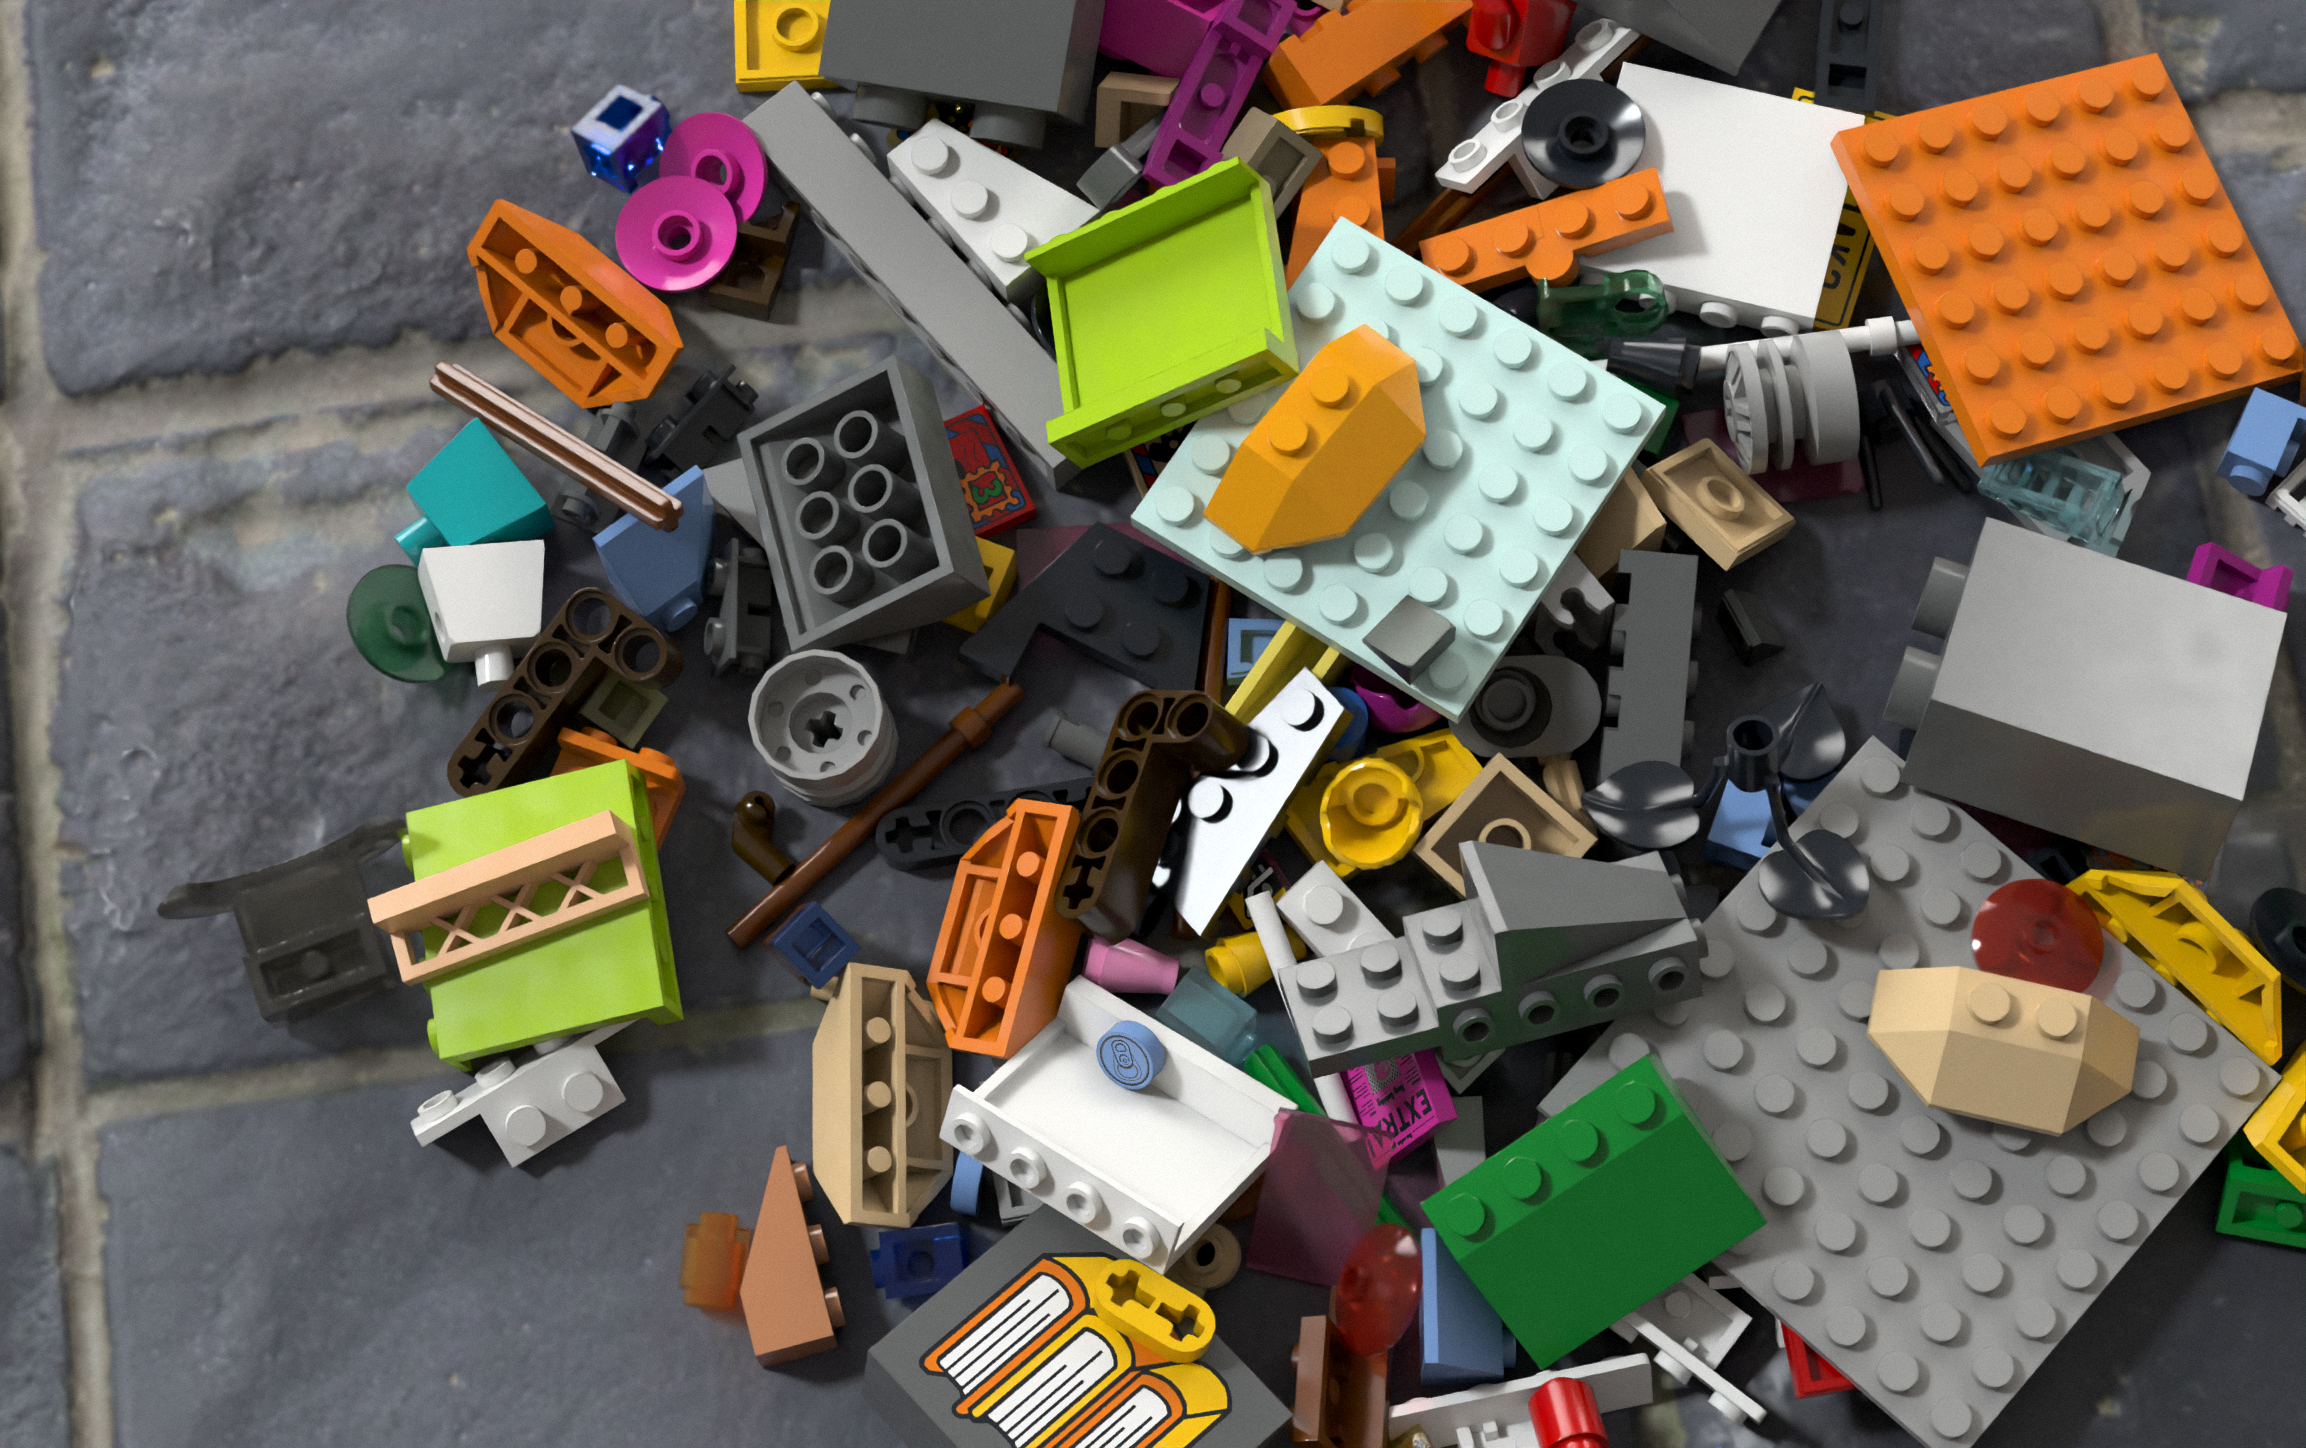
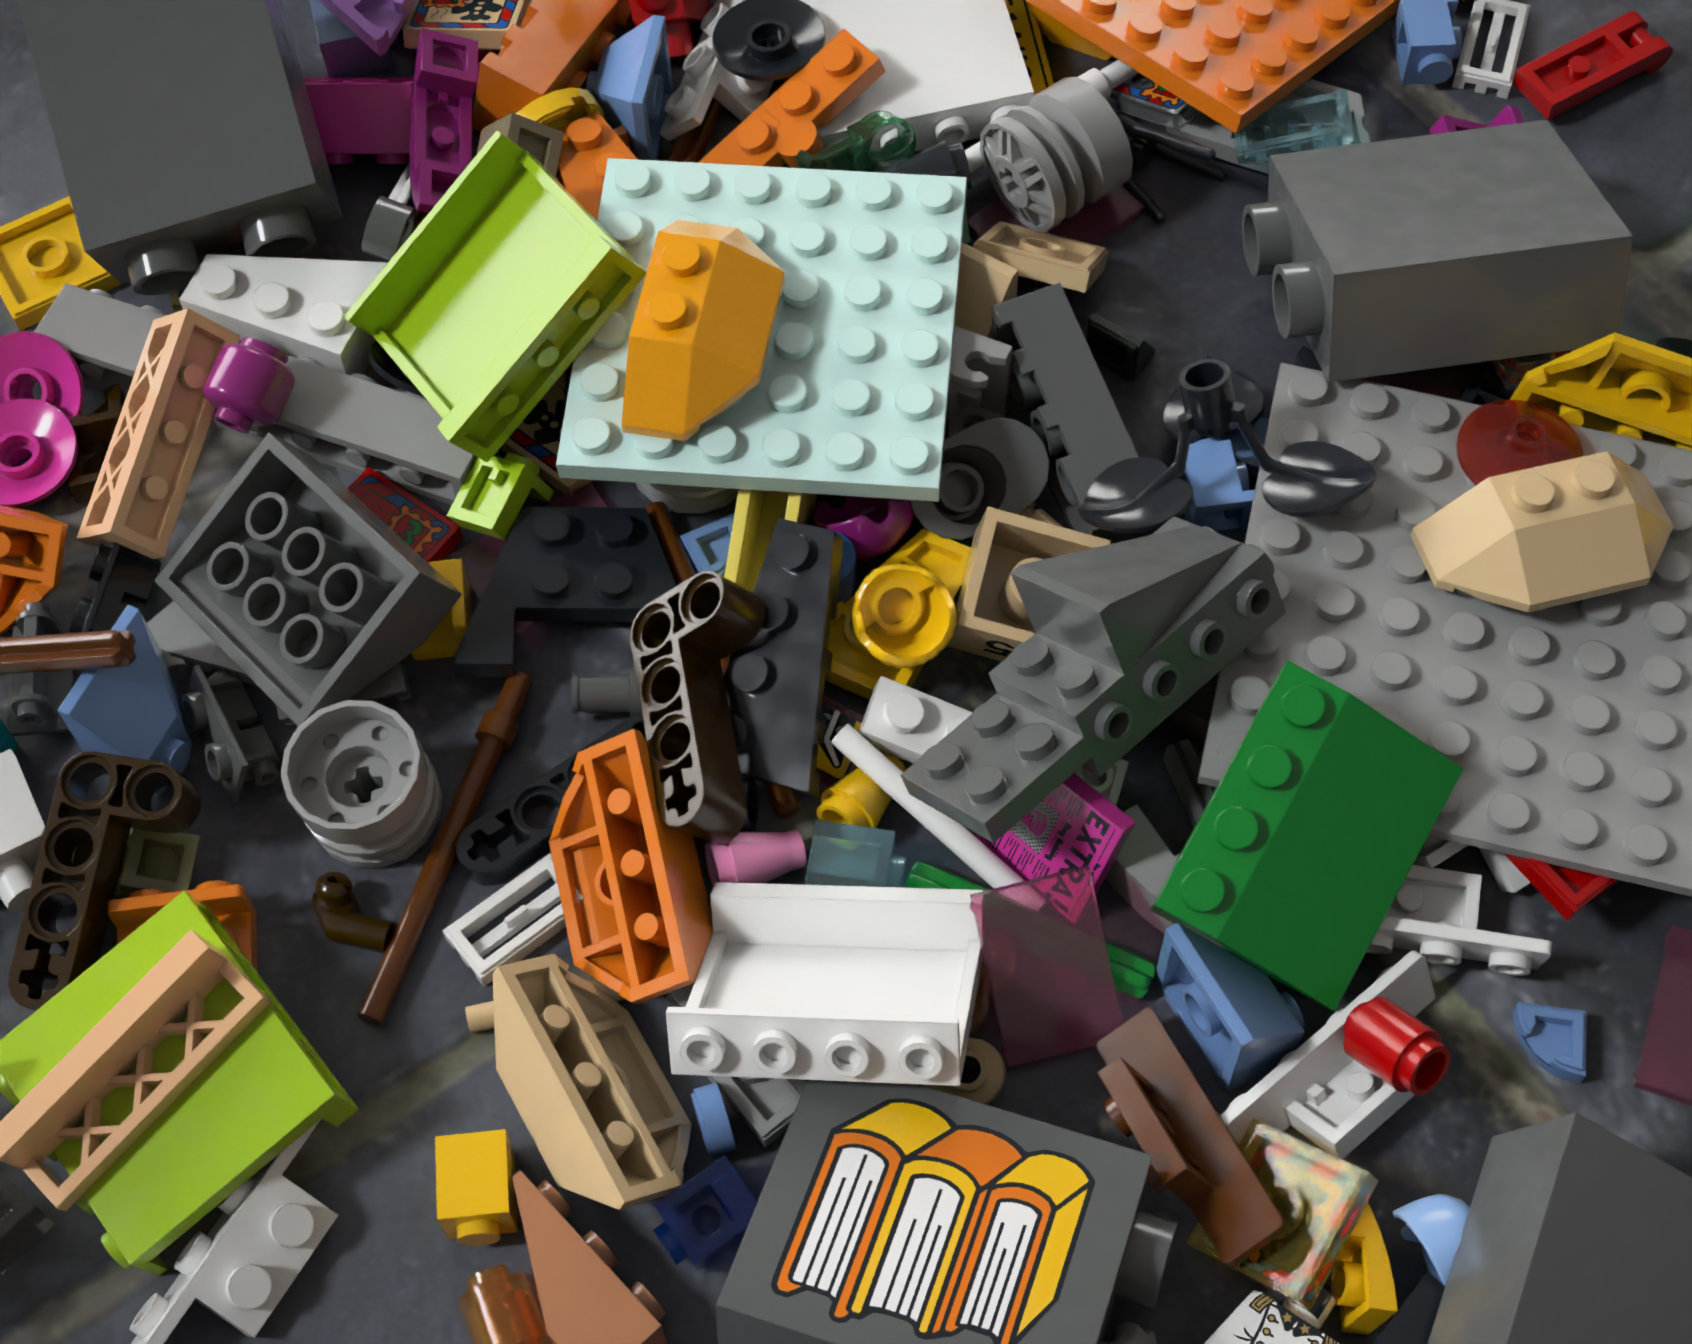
camera: 30 degrees left, 10 degrees down
(746, 1136) = (476, 1186): none -> yellow brick
(808, 290) = (156, 437): none -> light nougat fence
(811, 945) = (449, 975): dark blue leg -> none
(890, 891) = (496, 904): none -> white tile
(905, 284) = (249, 385): none -> magenta head
(1079, 497) = (496, 494): none -> lime bracket
(1128, 103) = (373, 179): tan panel -> none
(1130, 1054) = (803, 924): medium blue tile -> none
(1160, 1297) = (969, 1125): yellow beam -> none
(1379, 1289) = (1152, 1011): clear red dish -> none
(1410, 638) = (864, 438): pearl dark grey slope -> none
(1427, 120) = (636, 85): none -> medium blue slope

